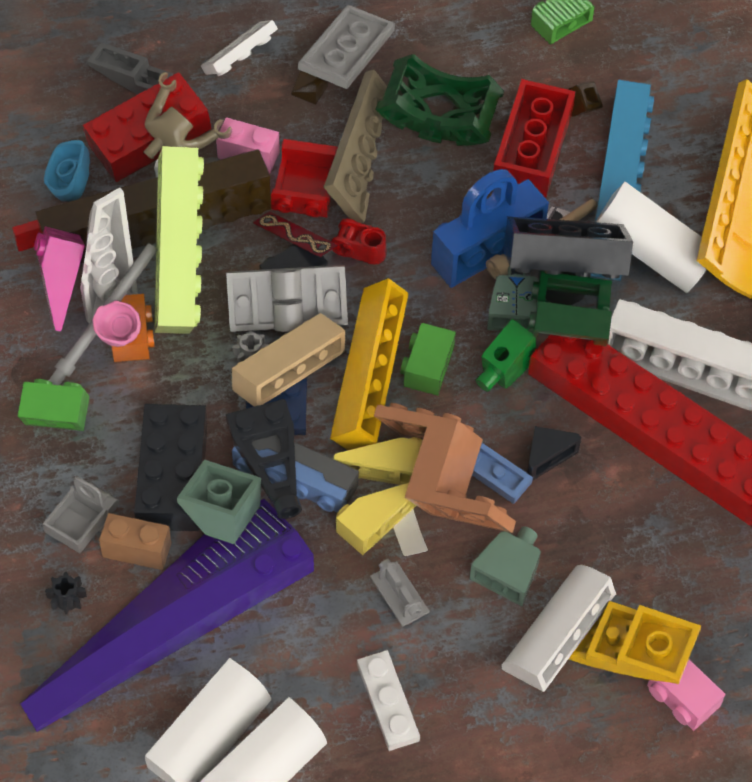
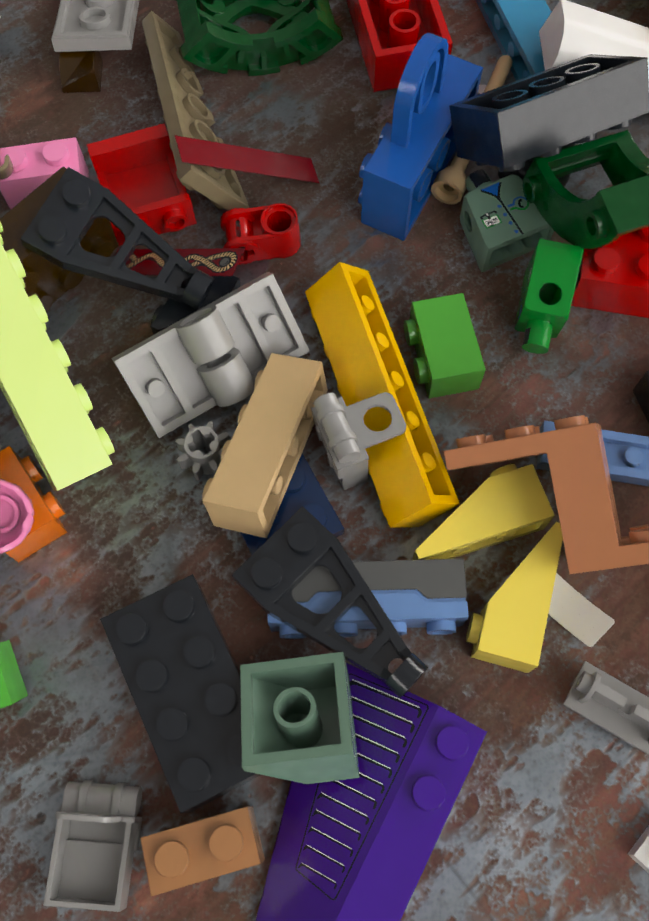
camera: 25 degrees left, 10 degrees up
(245, 180) = (69, 215): none -> black plate
(331, 376) = (347, 436): none -> light grey piece
(377, 193) = (245, 159): none -> dark red sticker

